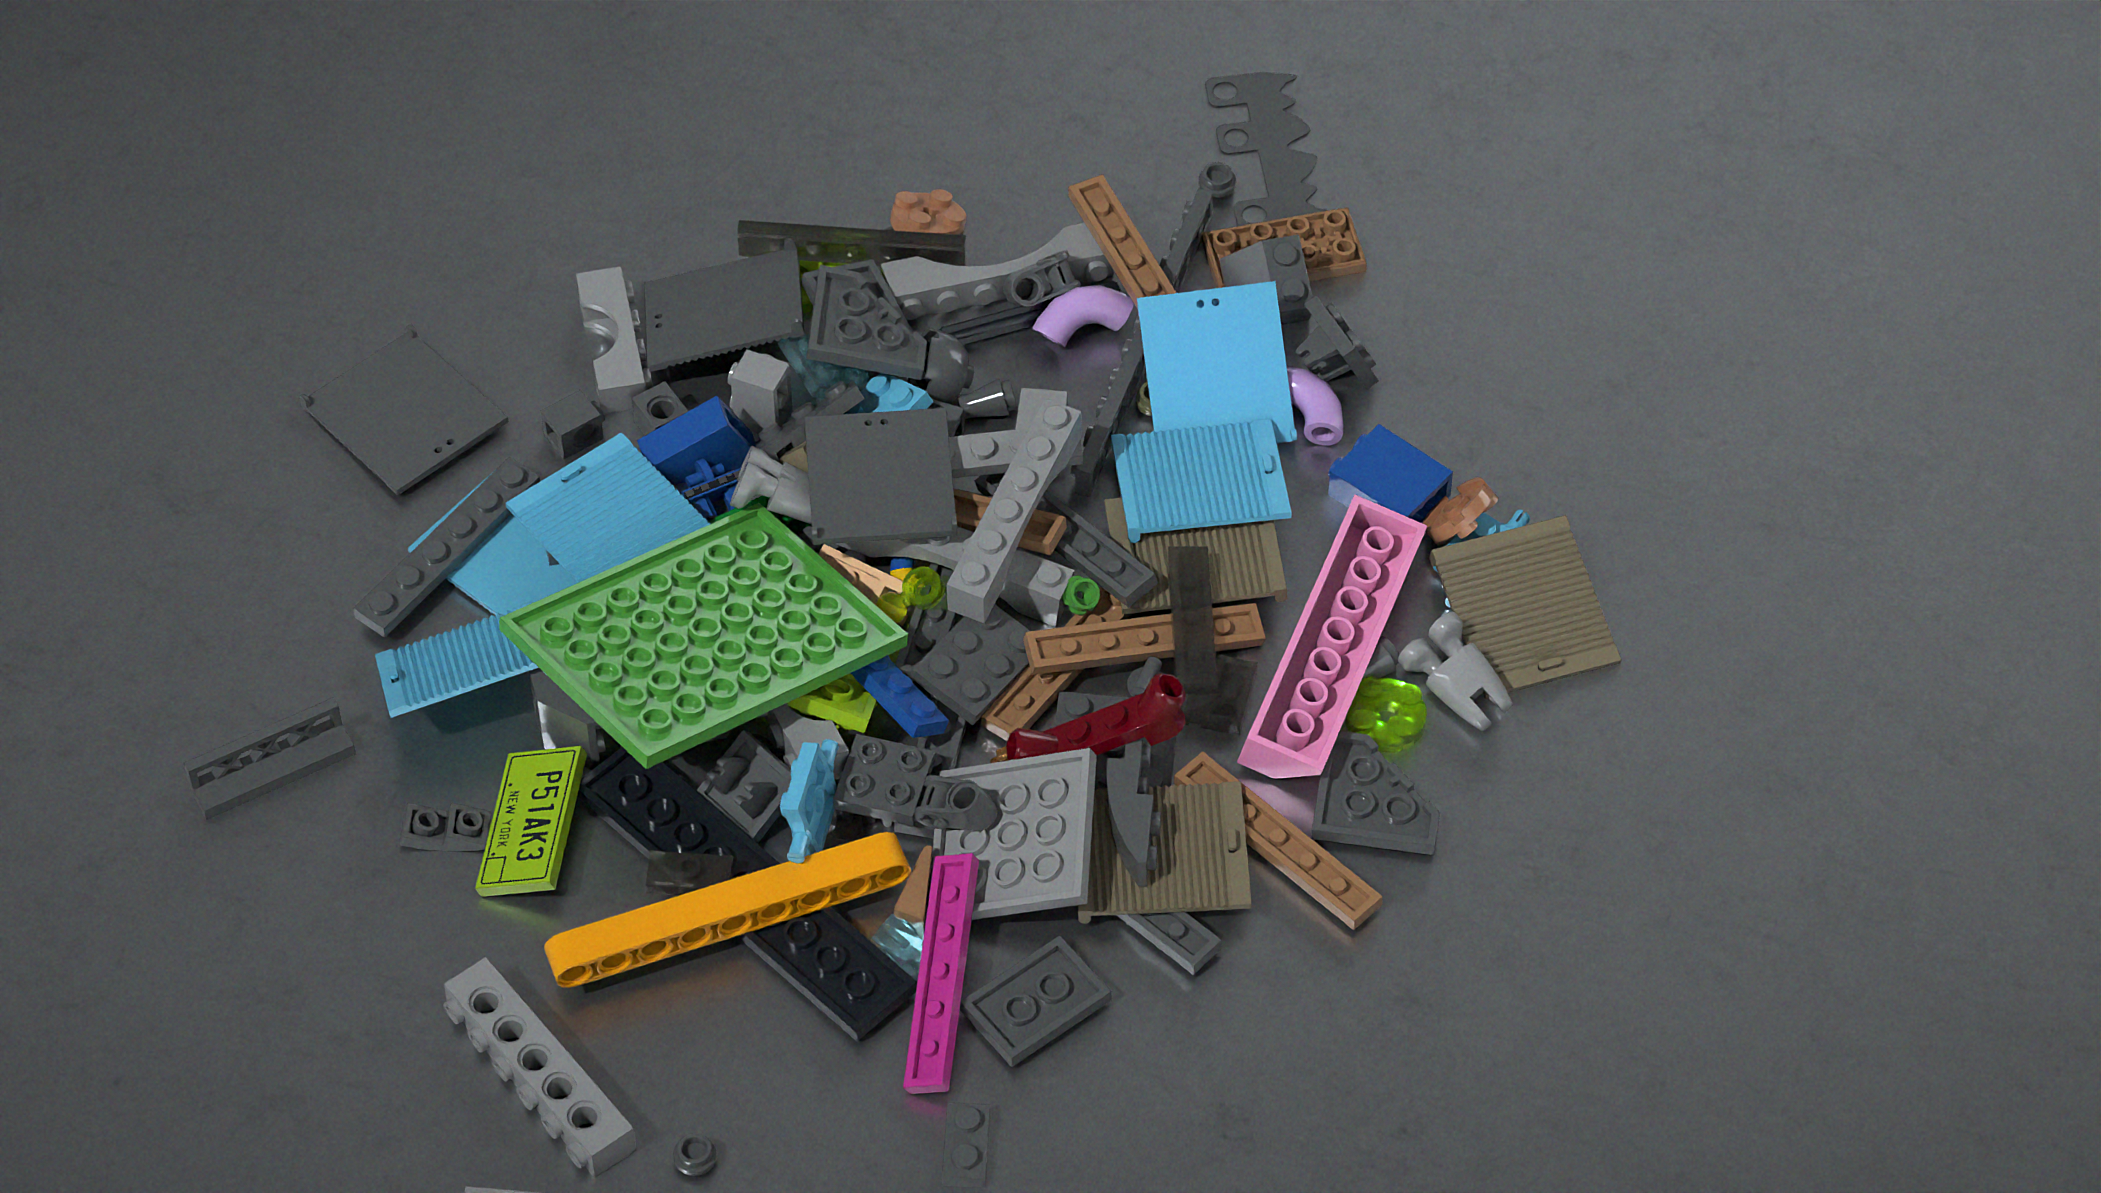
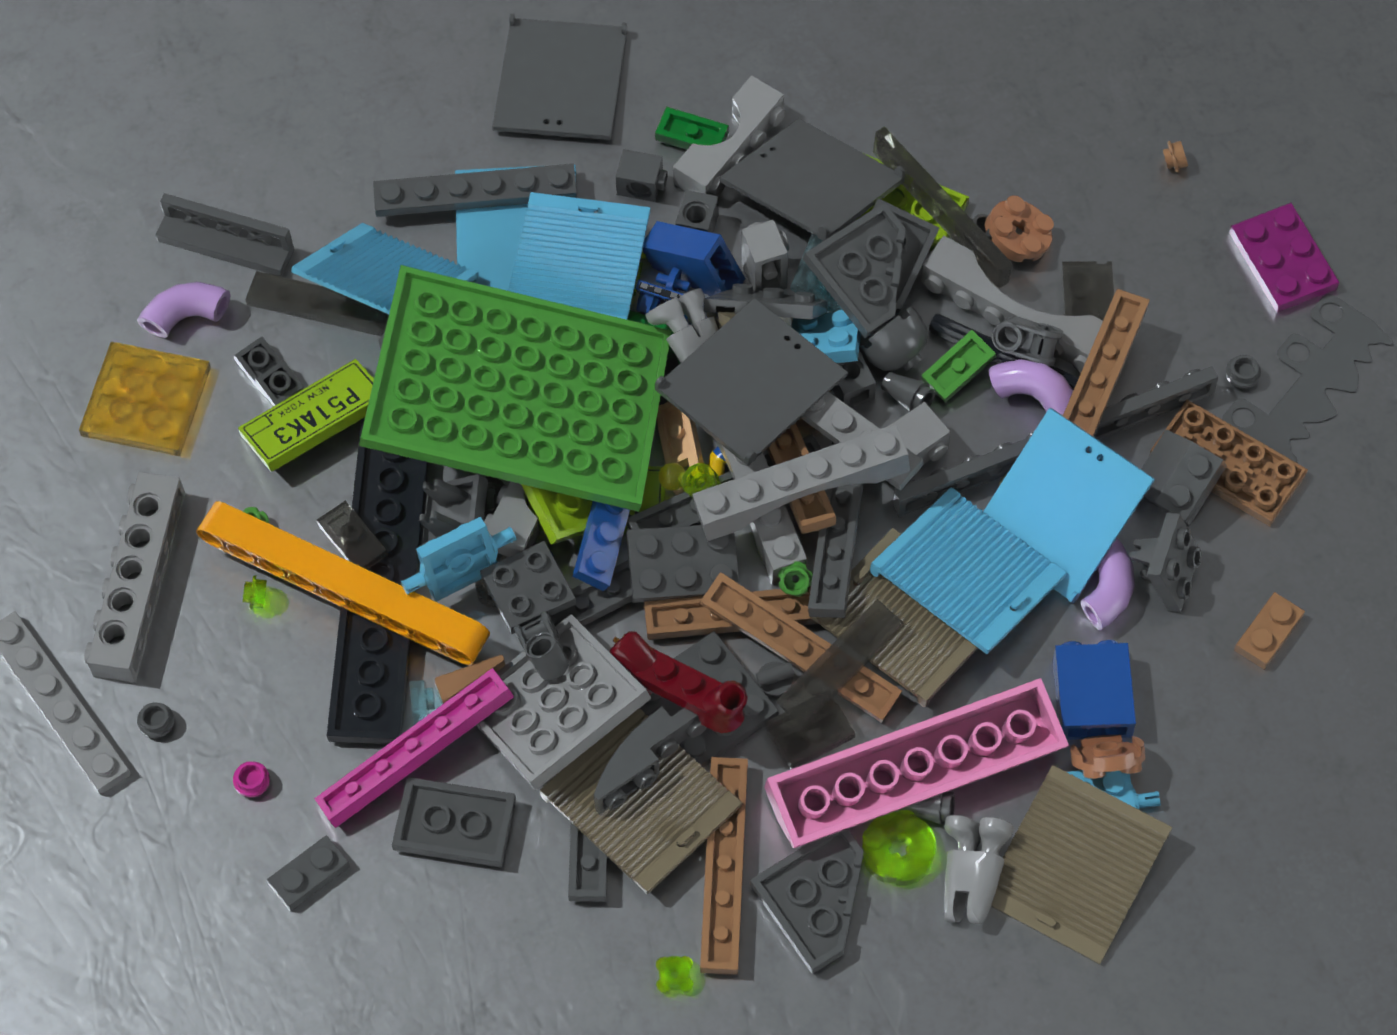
camera: 50 degrees right, 10 degrees up
(300, 838) = (182, 302): none -> lavender cylinder
(361, 939) = (145, 398): none -> clear yellow plate
(435, 735) = (314, 303): none -> clear smoke tile
(568, 360) = (685, 129): none -> green plate
(656, 989) = (255, 593): none -> clear neon green plate
(832, 1122) = (251, 779): none -> dark pink plate
(977, 72) = (1175, 156): none -> medium nougat plate
(1006, 347) = (958, 366): none -> bright green plate
(1032, 217) = (1087, 288): none -> clear smoke plate
(1145, 80) = (1284, 257): none -> magenta plate
(1341, 938) = (682, 966): none -> clear neon green plate
(1456, 338) = (1269, 630): none -> medium nougat plate

